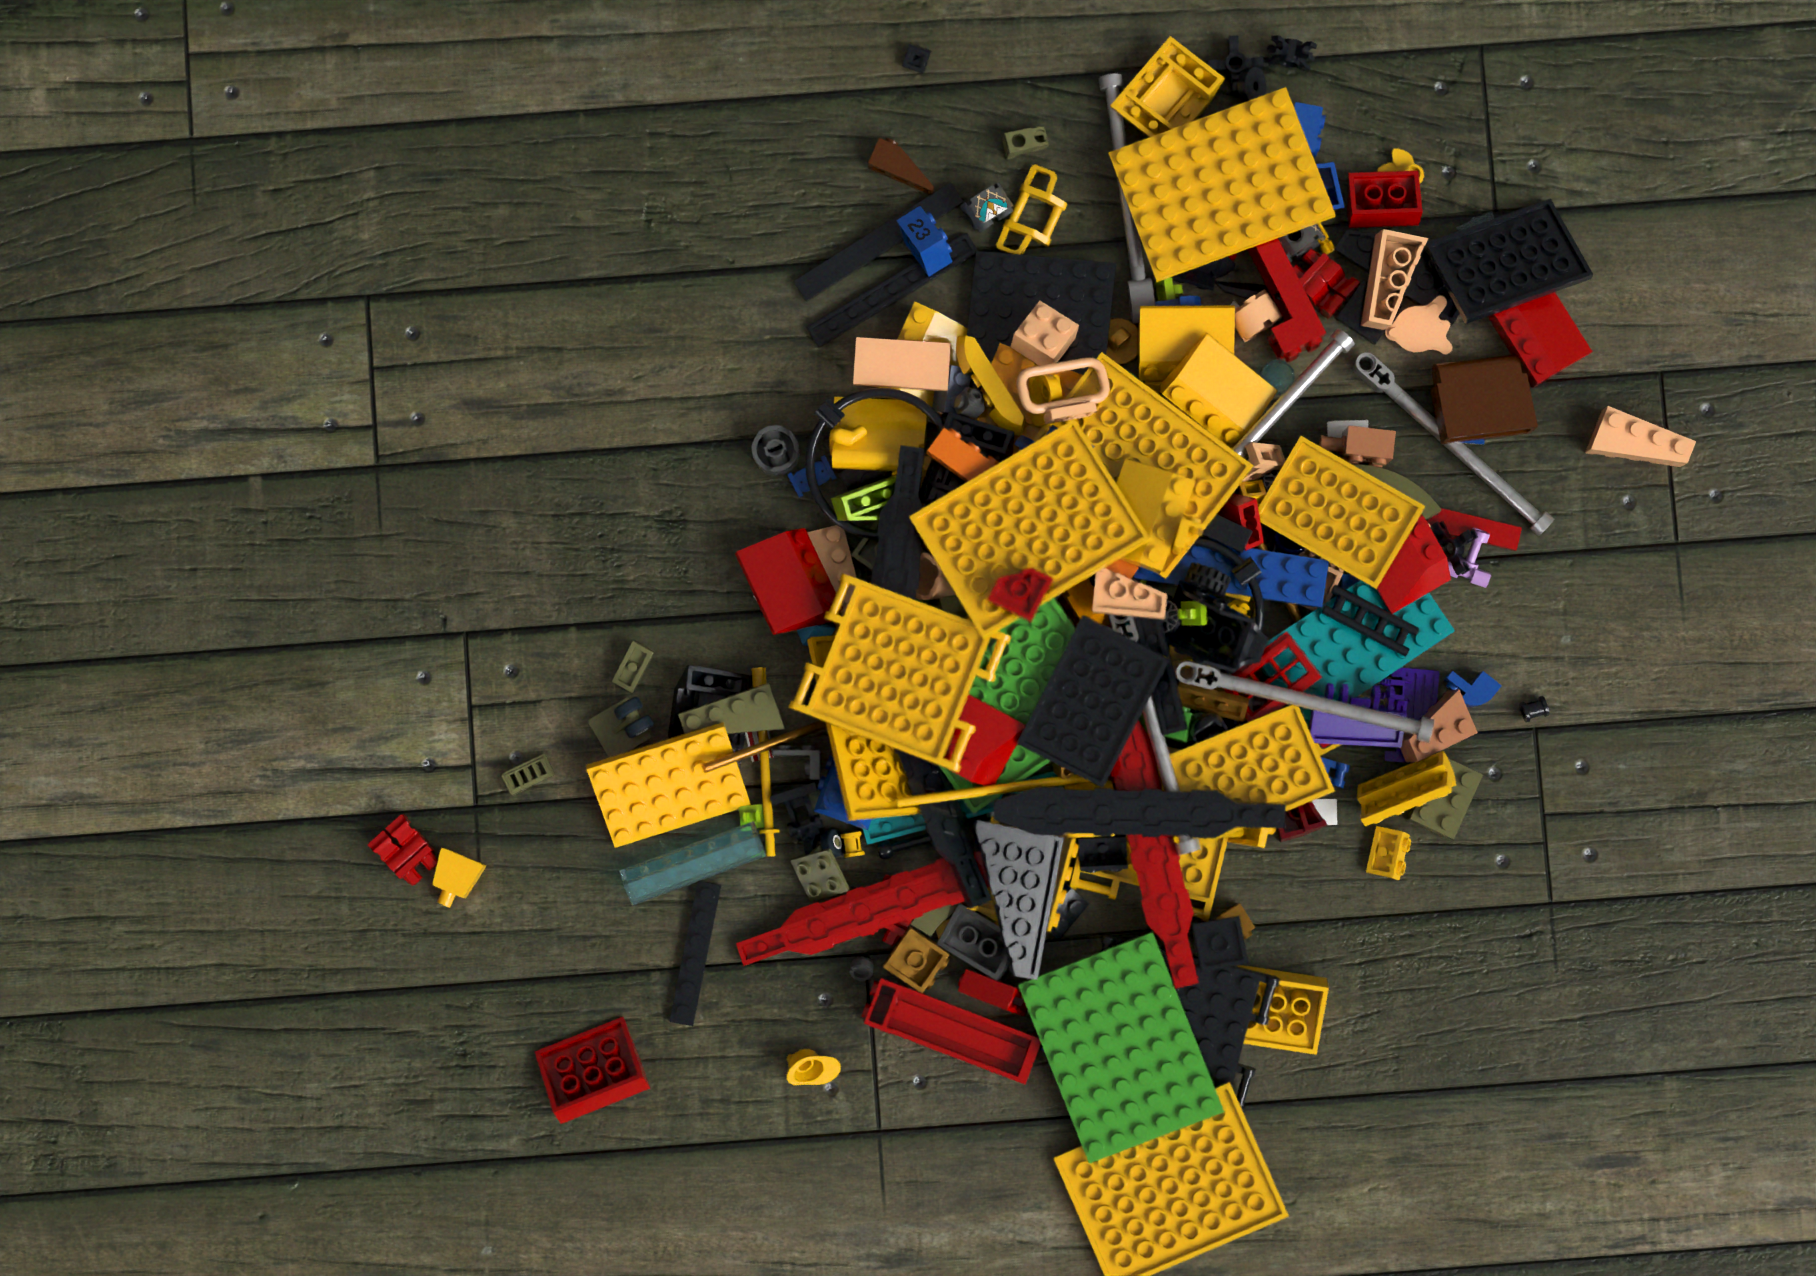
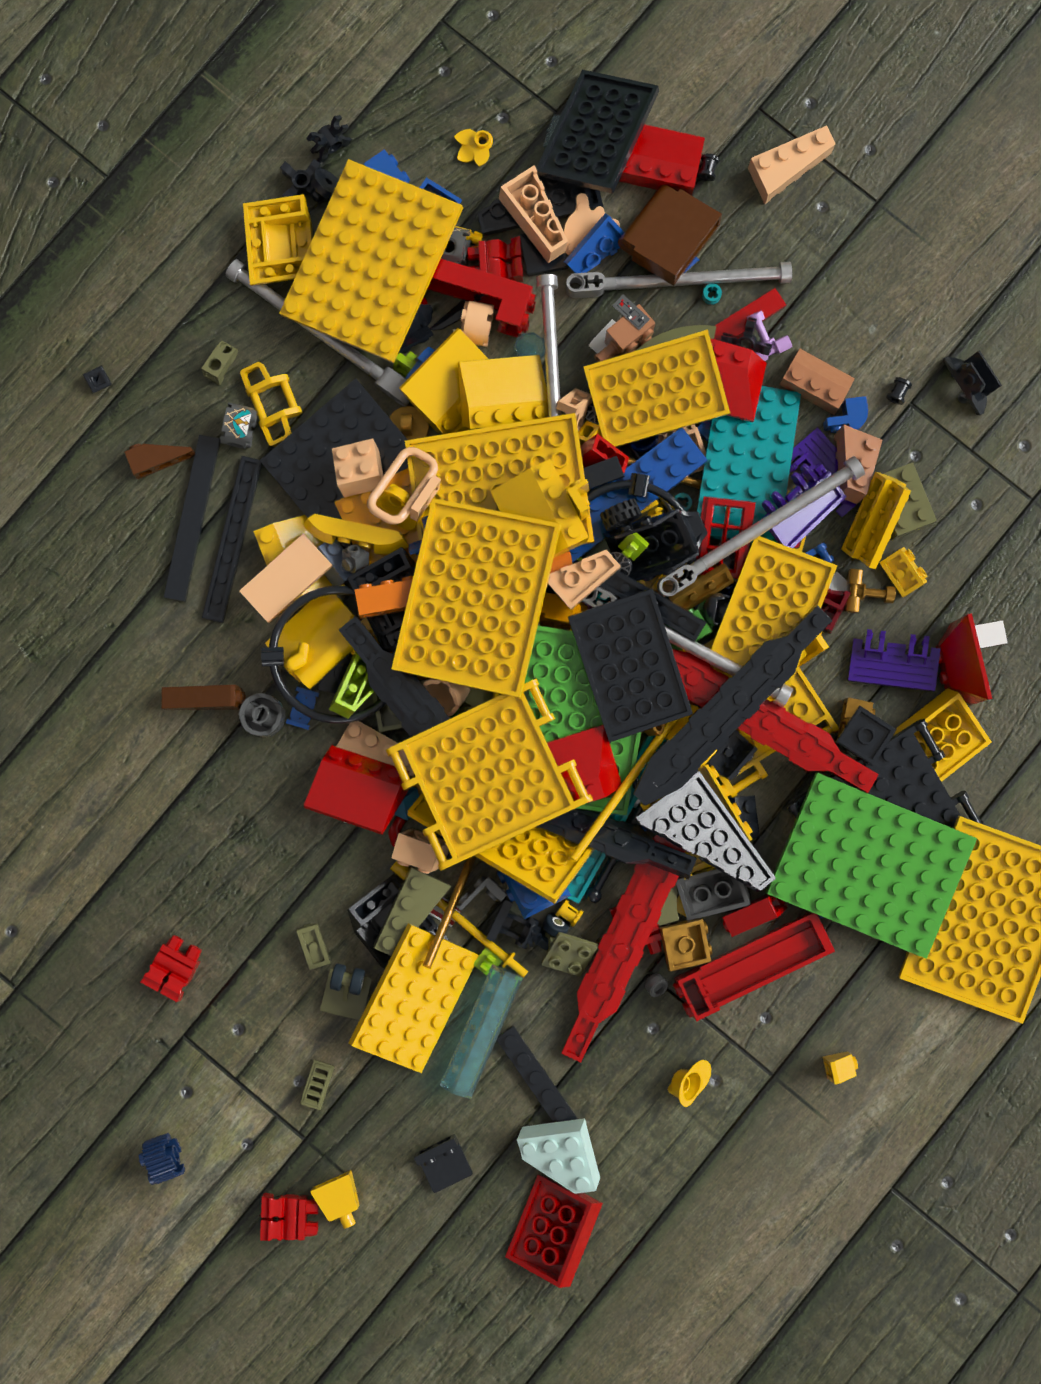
camera: 45 degrees left, 0 degrees up
(357, 707) = (161, 1158): none -> dark blue brick
(514, 570) = (172, 961): none -> red hips
(561, 933) = (443, 1163): none -> black bracket
(658, 1018) = (562, 1153): none -> light aqua brick
(744, 390) = (203, 697): none -> reddish brown slope
(782, 645) = (395, 830): none -> red arm
(786, 673) = (415, 850): none -> light nougat brick
(925, 240) = (220, 486): blue brick -> none
(937, 1176) = (840, 1067): none -> yellow slope
(1021, 592) = (514, 643): red plate -> none
(1276, 616) = (682, 496): none -> teal bush
(1301, 916) = (894, 666): none -> dark purple hinge
(1336, 831) = (859, 591): none -> pearl gold bar
(1355, 967) = (963, 662): none -> red slope
(1356, 623) = (739, 449): black bar -> none
(1382, 431) = (631, 312): none -> dark grey sticker
(1384, 199) = (481, 171): red slope -> none
(1401, 969) = (991, 634): none -> white sticker
(1412, 350) = (595, 246): none -> blue wing
(1461, 476) = (711, 301): none -> teal bush
(1477, 634) = (817, 381): none -> nougat slope
(1569, 378) = (706, 173): none -> black bush
(1602, 760) = (974, 379): none -> black piece

